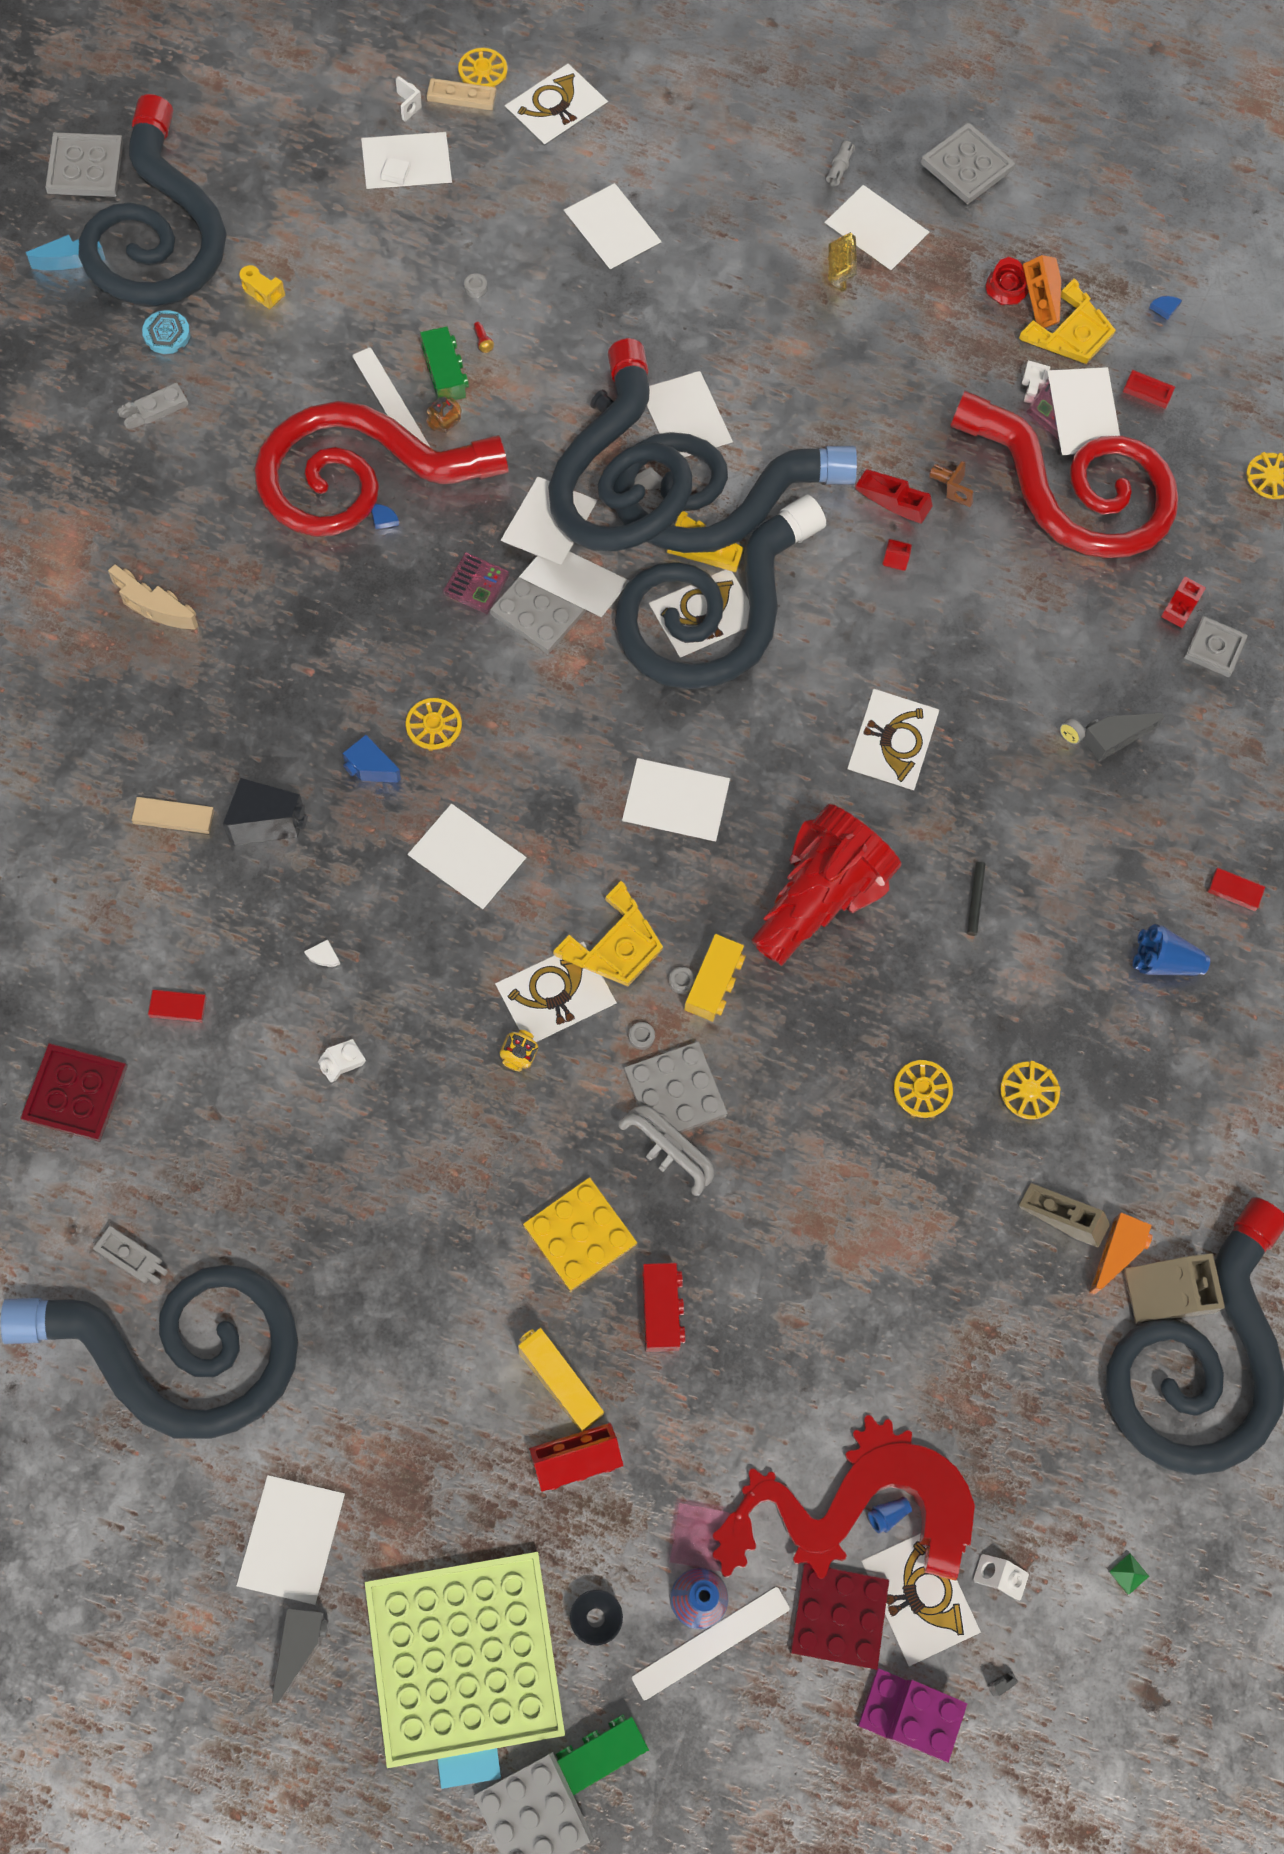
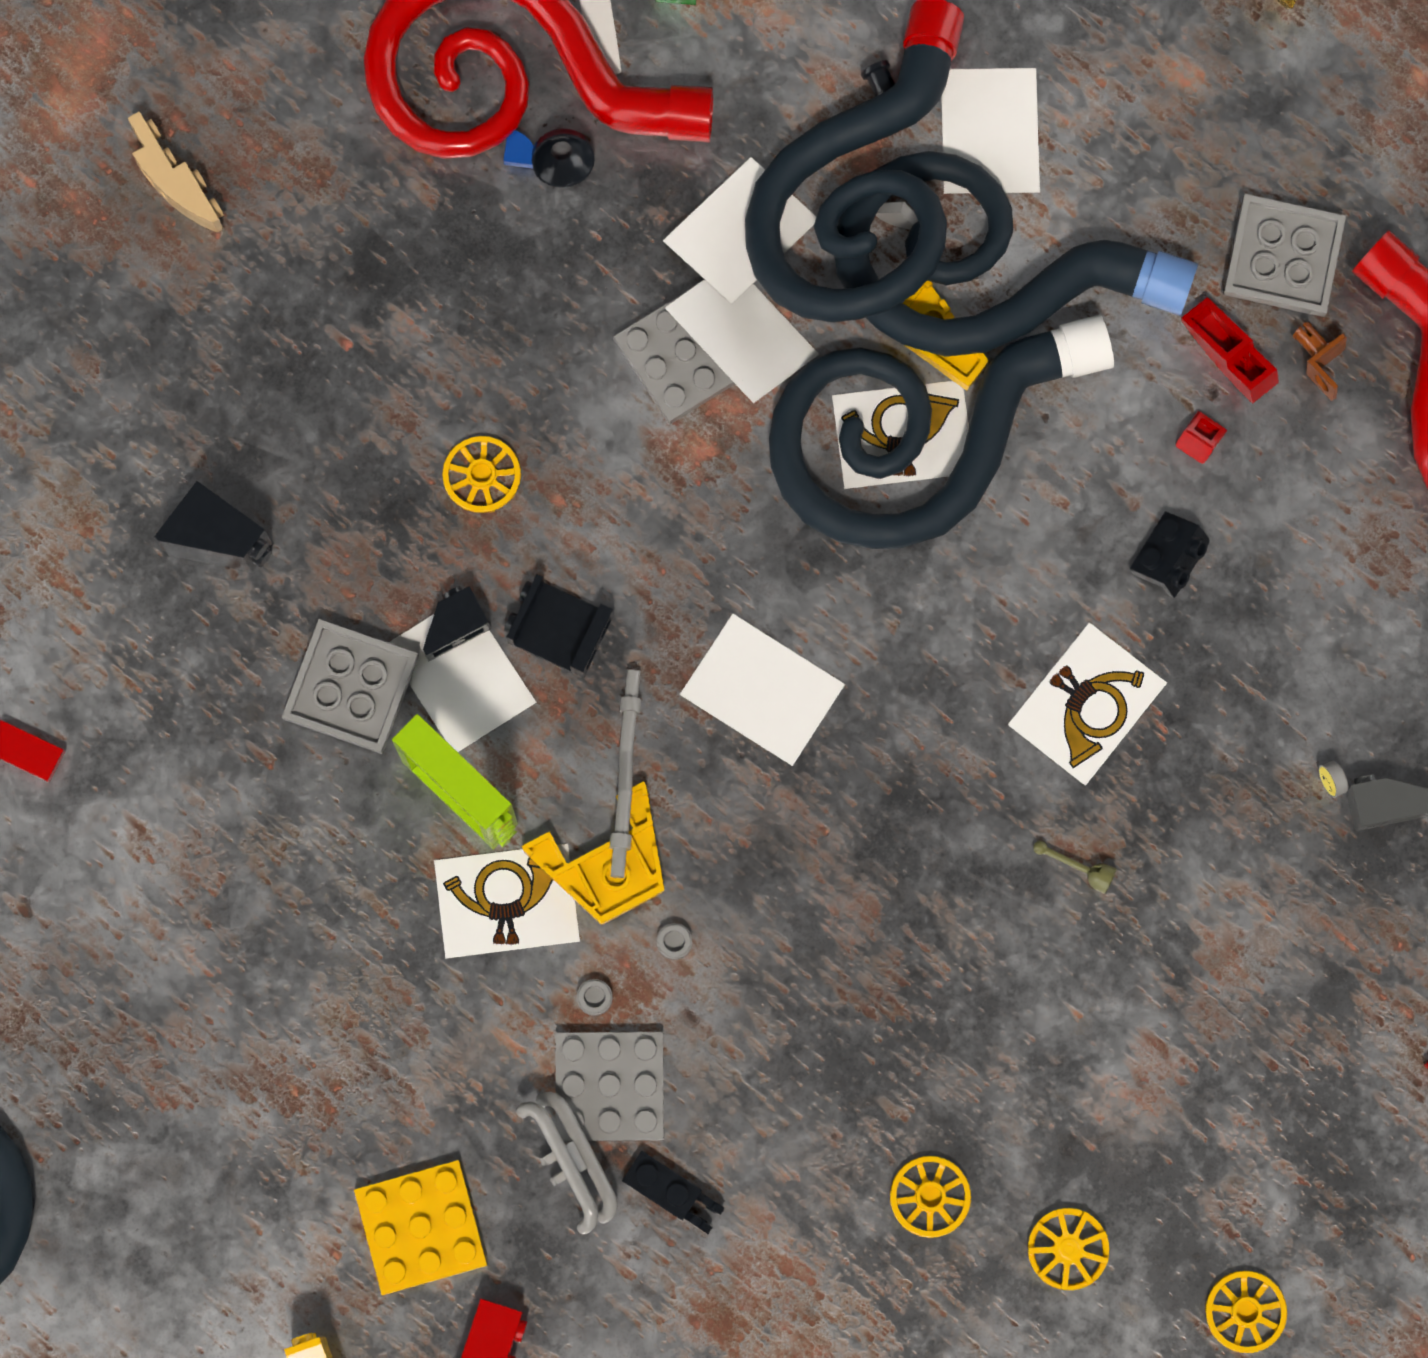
camera: 25 degrees right, 10 degrees up
(173, 815) = (103, 489): tan tile -> none
(322, 955) = (228, 746): white tile -> none
(340, 1059) = (203, 895): white bracket -> none
(370, 763) = (376, 503): blue slope -> none
(394, 886) = (350, 686): none -> light grey plate
(422, 515) = (562, 169): none -> black piece
(443, 414) = (652, 27): clear orange head -> none
(453, 820) = (455, 622): none -> black slope
(469, 888) = (456, 782): none -> lime window
(476, 583) = (609, 290): clear pink tile -> none
(518, 1050) = (429, 964): head -> none
(523, 803) = (558, 626): none -> black panel
(620, 920) = (620, 840): none -> light grey bar
(715, 978) = (716, 956): yellow brick -> none
(745, 1147) = (669, 1190): none -> black hinge
(836, 868) = (924, 872): red cone -> none
(903, 430) = (1284, 255): none -> light grey plate
(909, 627) = (1171, 553): none -> black bracket
(948, 841) = (1098, 876): none -> olive hinge
(976, 899) = (1105, 966): pearl dark grey bar -> none
(1163, 1090) = (1245, 1311): none -> yellow wheel
(1168, 954) = (1327, 1136): blue cone -> none

